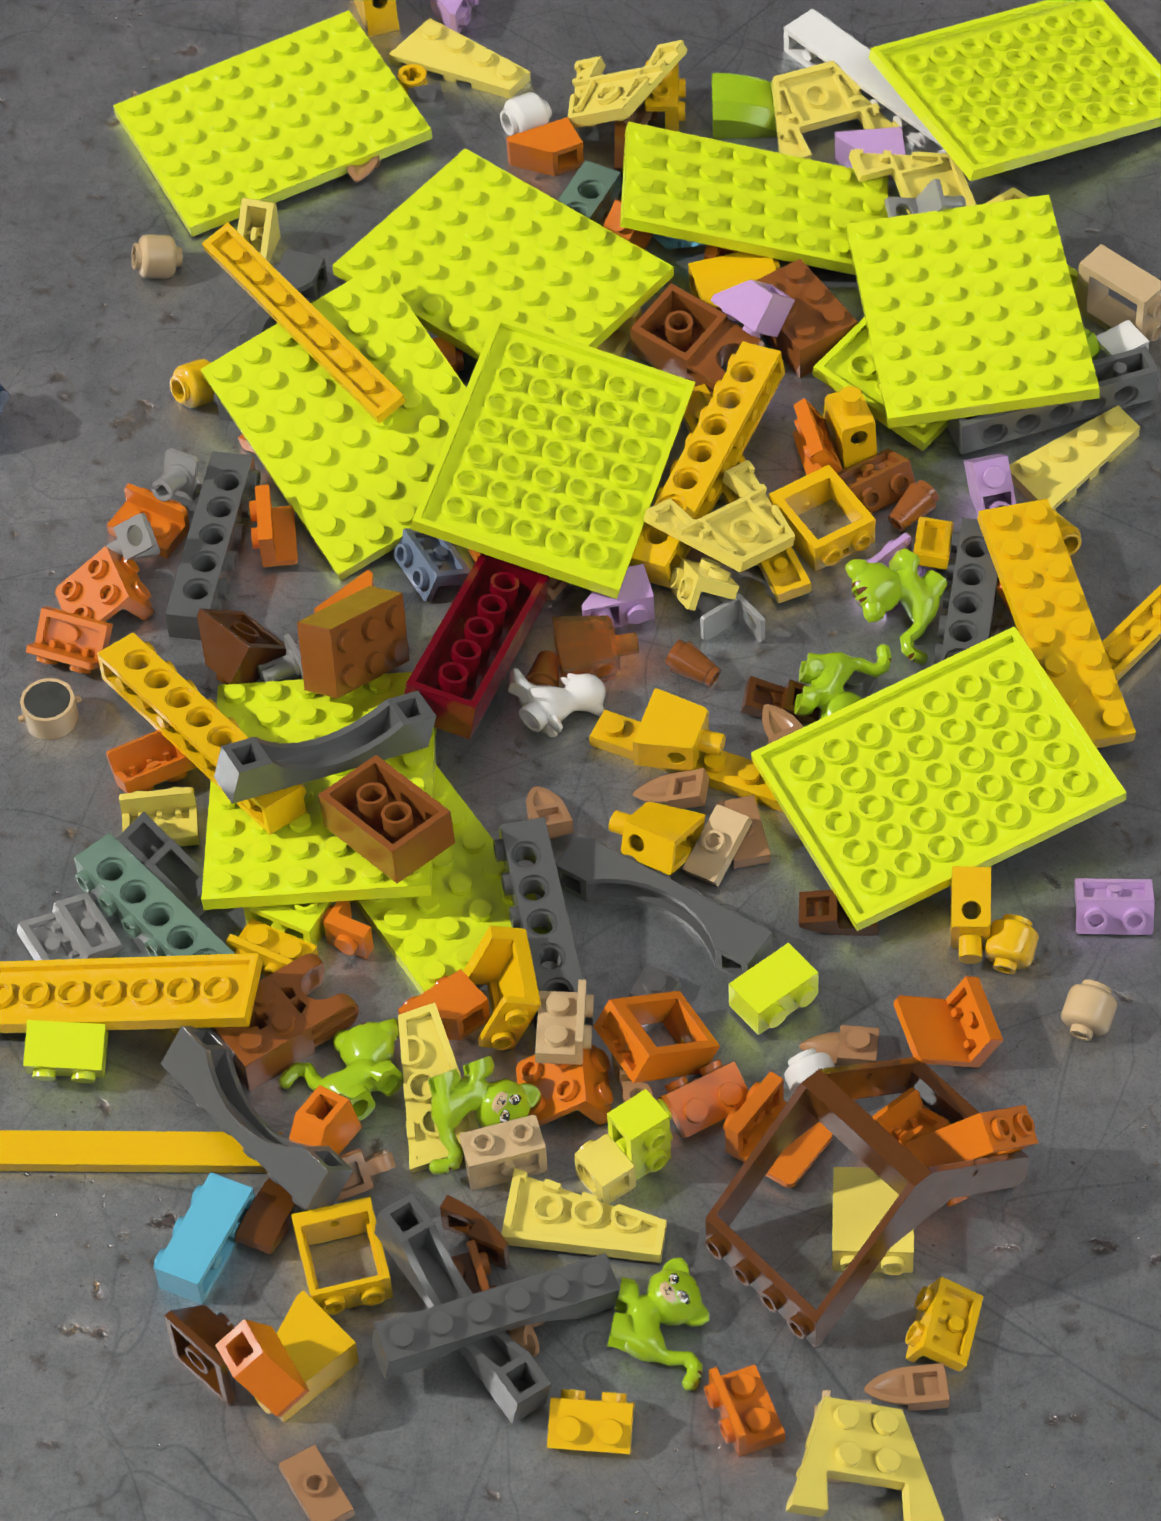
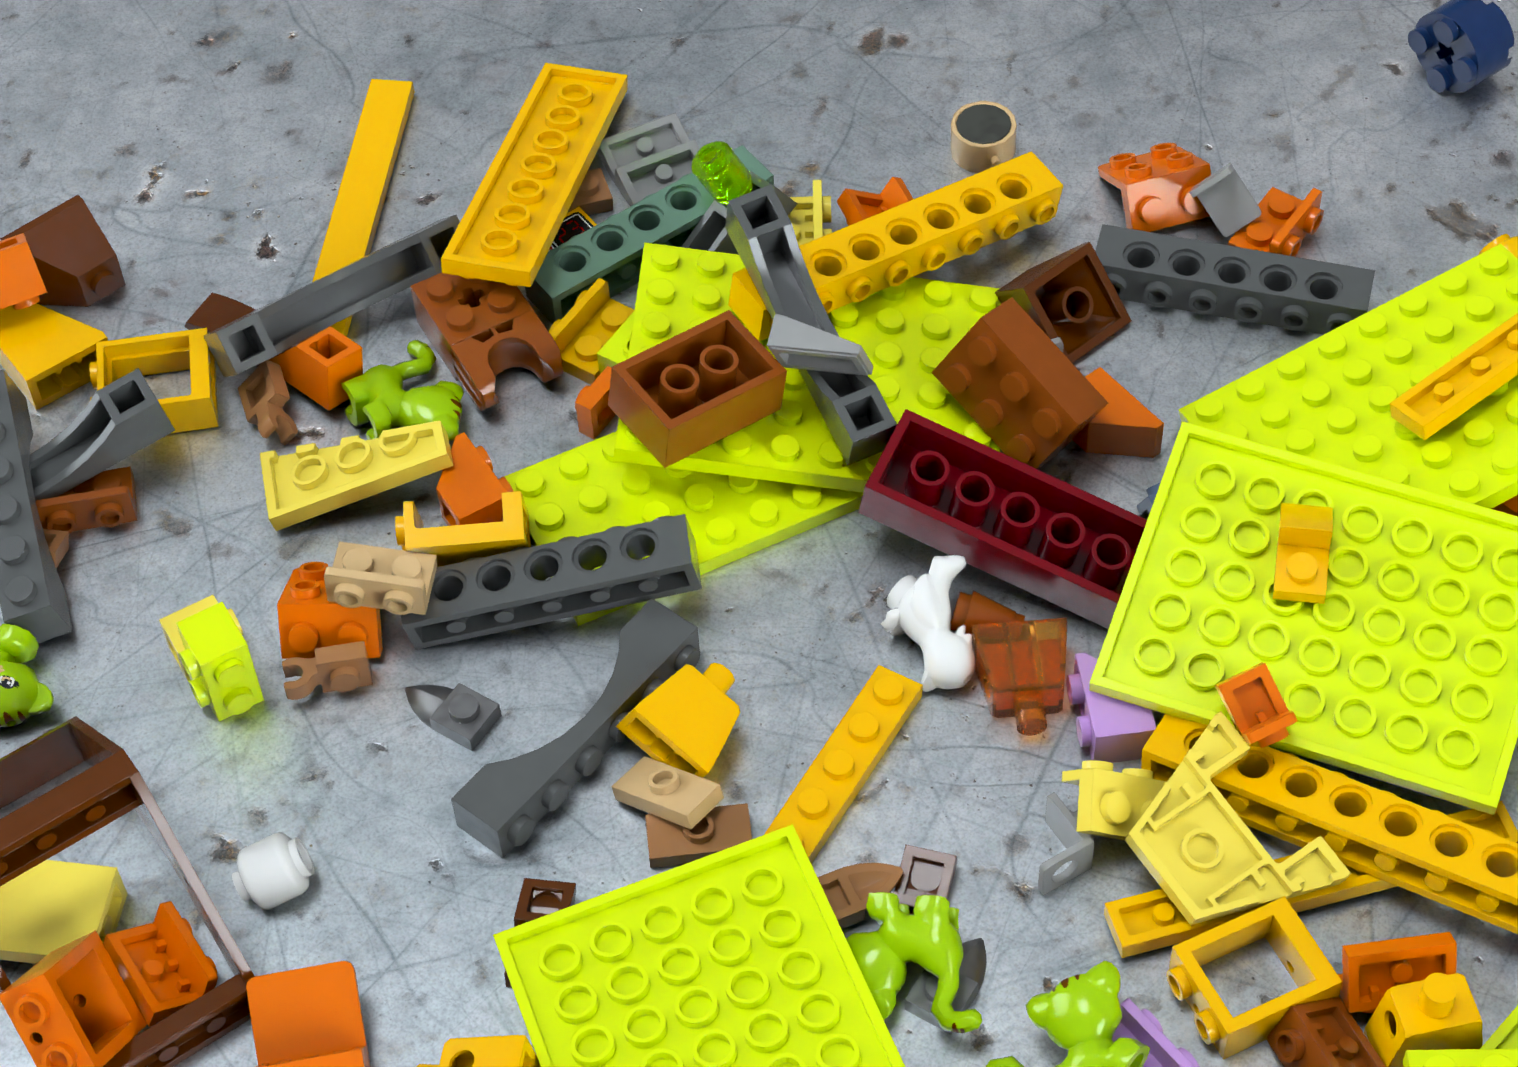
camera: 95 degrees right, 0 degrees up
(65, 1050) = (477, 140): neon yellow brick -> none
(69, 639) = (1079, 149): orange bracket -> none
(134, 856) = (721, 172): none -> clear neon green brick
(179, 477) = (1327, 234): light grey bracket -> none
(203, 1238) = (206, 261): medium azure brick -> none
(274, 530) = (1248, 334): orange bracket -> none
(356, 741) = (810, 348): none -> light grey slope
(471, 1224) = (144, 515): reddish brown slope -> none
(491, 1101) = (303, 520): lime animal -> none
(499, 1148) = (244, 530): tan bracket -> none
(512, 456) = (1303, 553): none -> yellow slope
(545, 803) = (756, 611): medium nougat plate -> none
(560, 1220) = (151, 582): light yellow wing -> none
(643, 1061) = (345, 641): orange window -> none
(644, 489) = (1256, 706): none -> orange bracket
(674, 733) = (845, 740): yellow torso -> none
(677, 789) = (773, 757): medium nougat plate -> none
(692, 663) = (992, 791): dark orange cone -> none
(706, 1098) = (282, 752): orange bracket -> none
(749, 1124) = (209, 816): orange bracket -> none
(773, 989) = (416, 833): neon yellow brick -> none
(848, 1046) = (329, 926): medium nougat plate -> none

